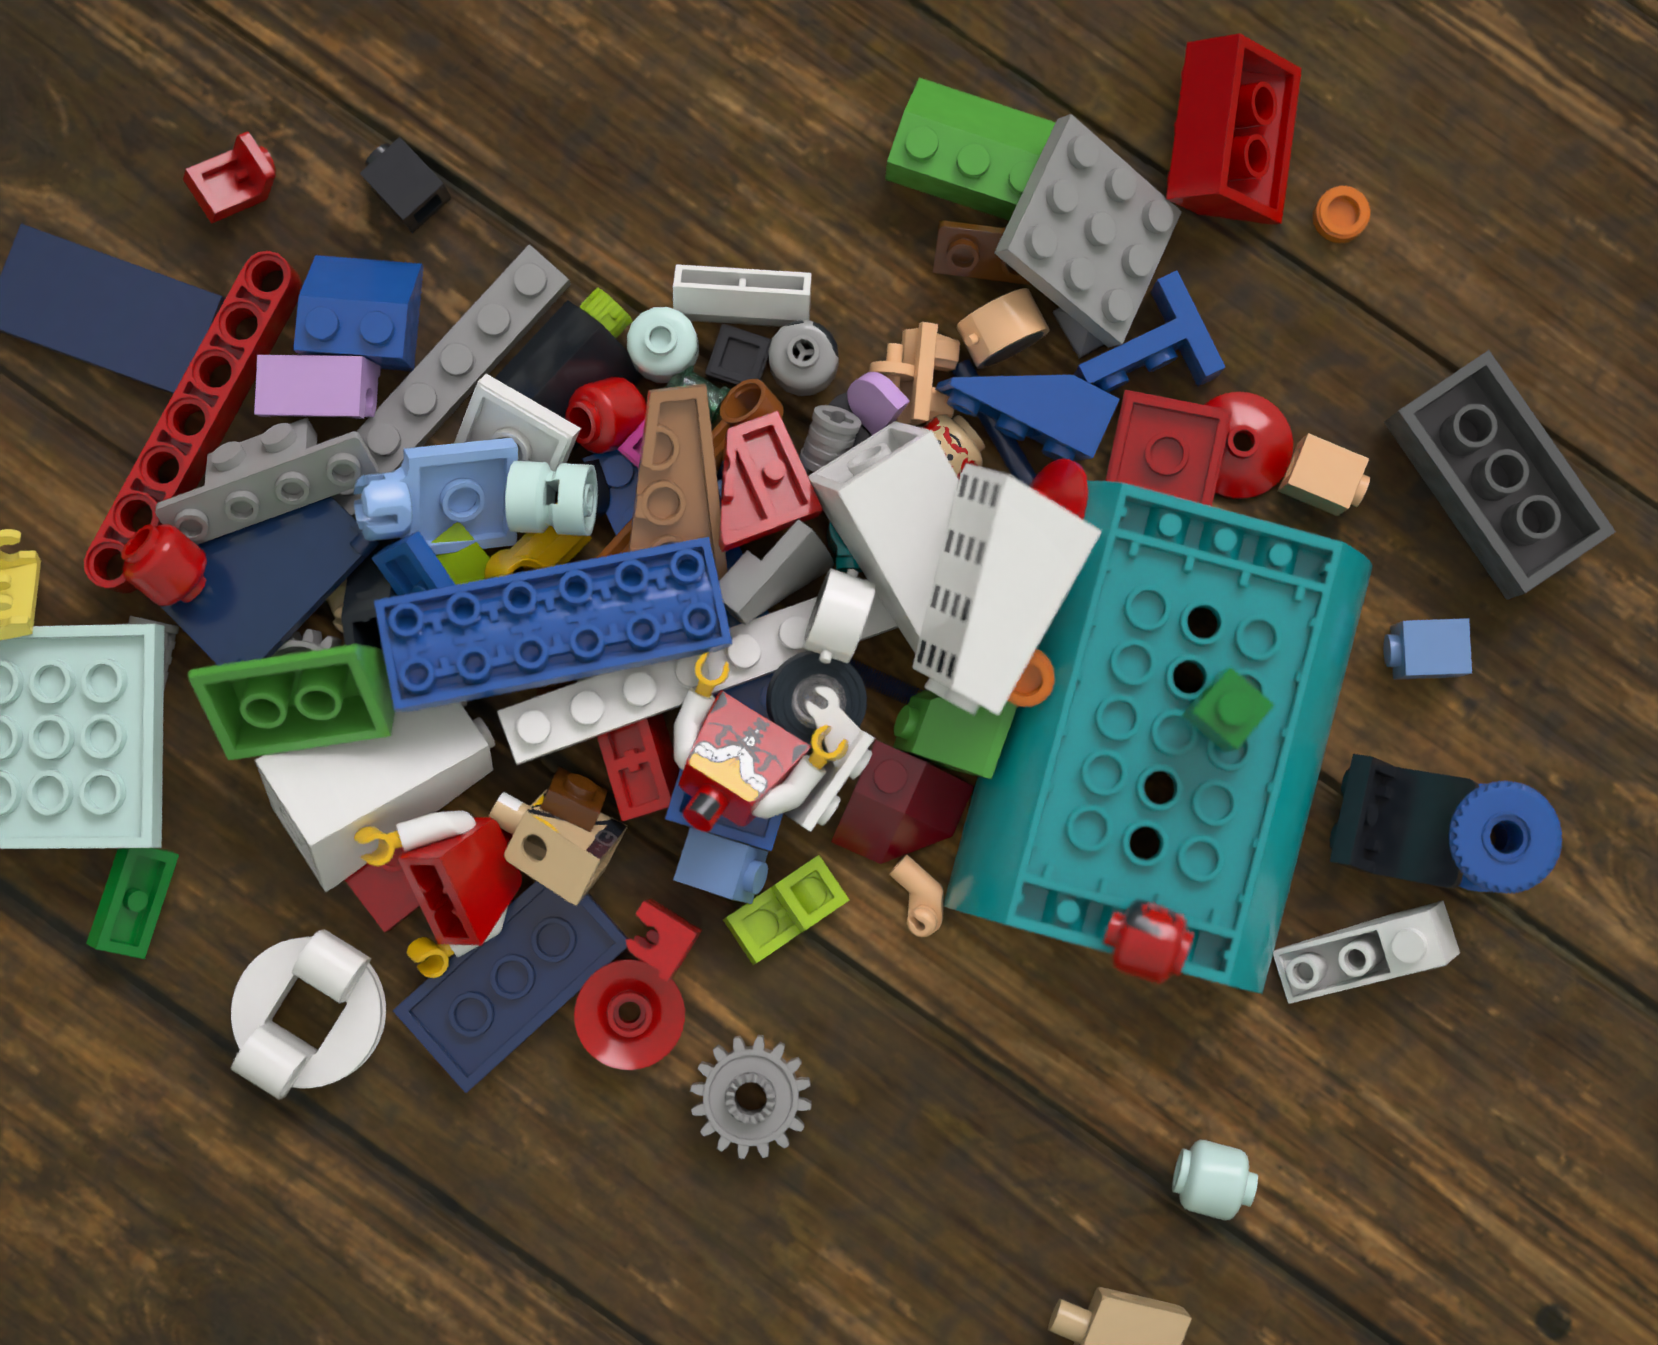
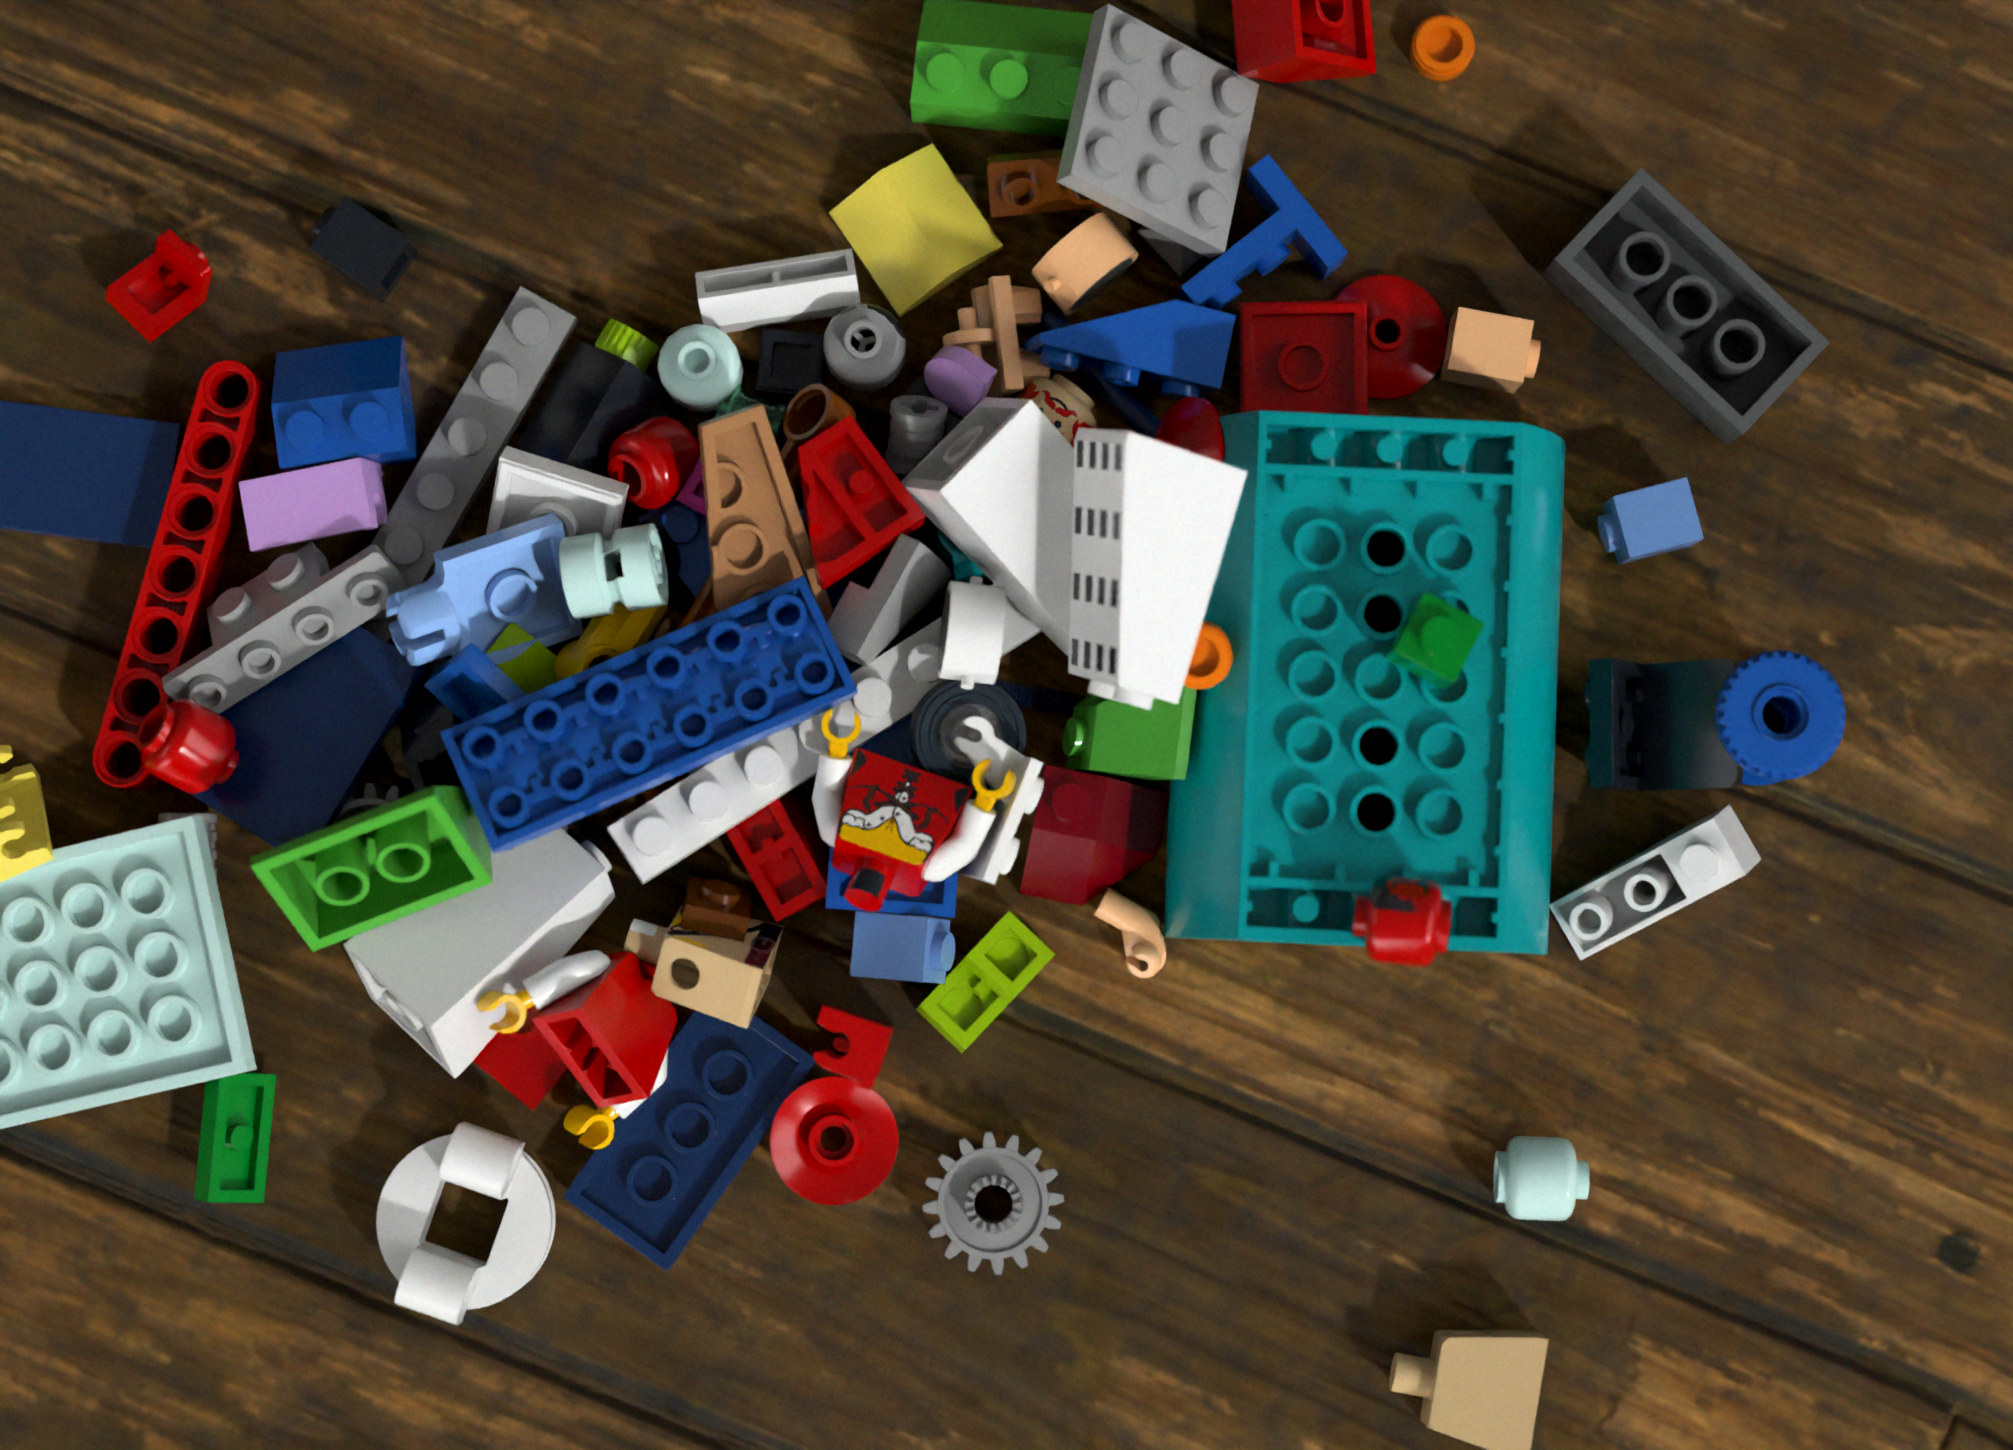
camera: 15 degrees left, 0 degrees up
(867, 268) = (915, 228): none -> light yellow slope

